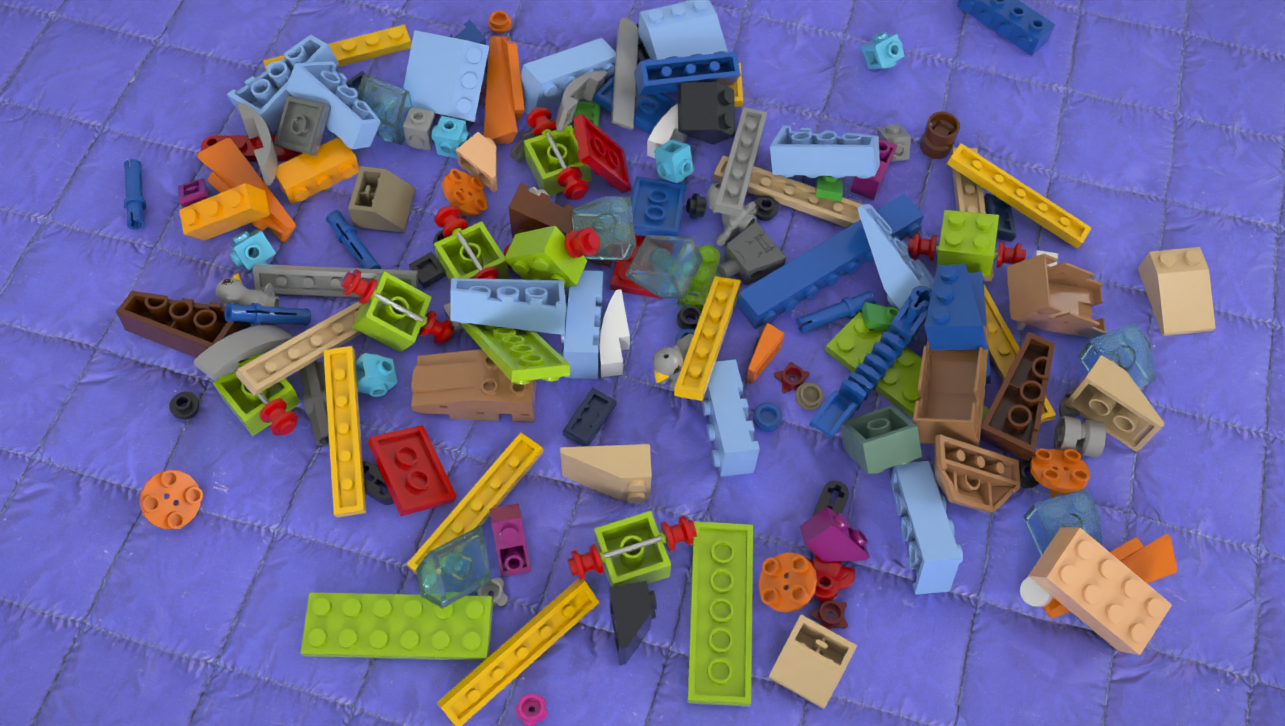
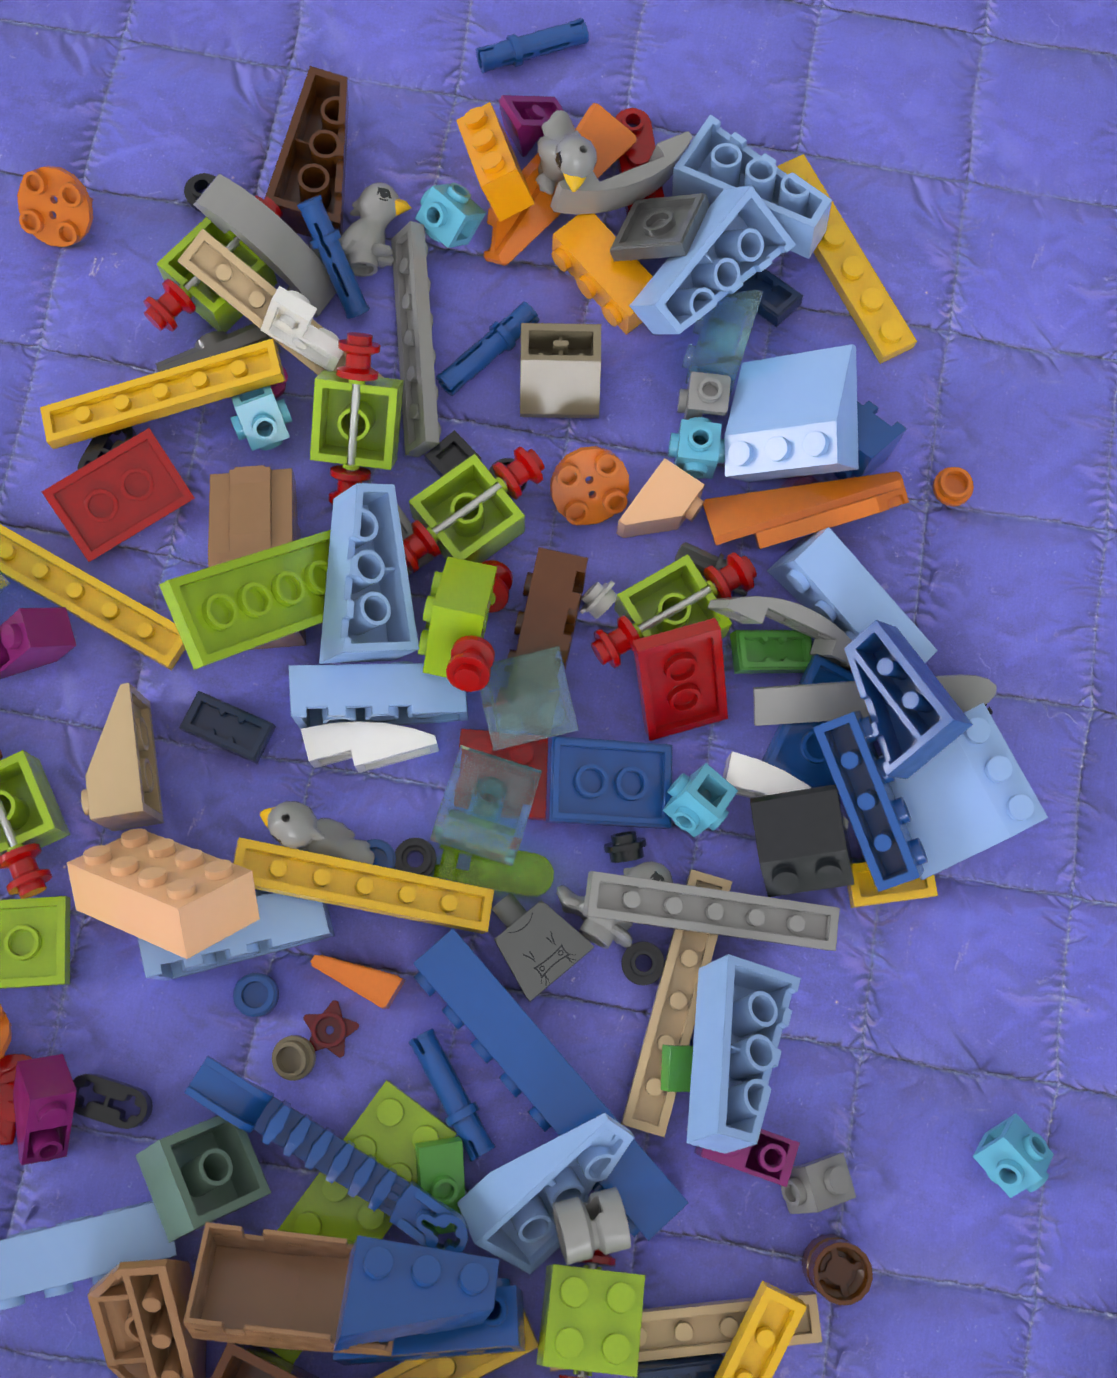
camera: 80 degrees right, 15 degrees up
(239, 168) = (563, 154): none -> light grey animal
(326, 322) = (290, 323): none -> white plate
(634, 42) = (904, 700): none -> blue wedge
(704, 434) = (163, 891): none -> light nougat brick
(917, 231) = (591, 1225): none -> light grey wheel

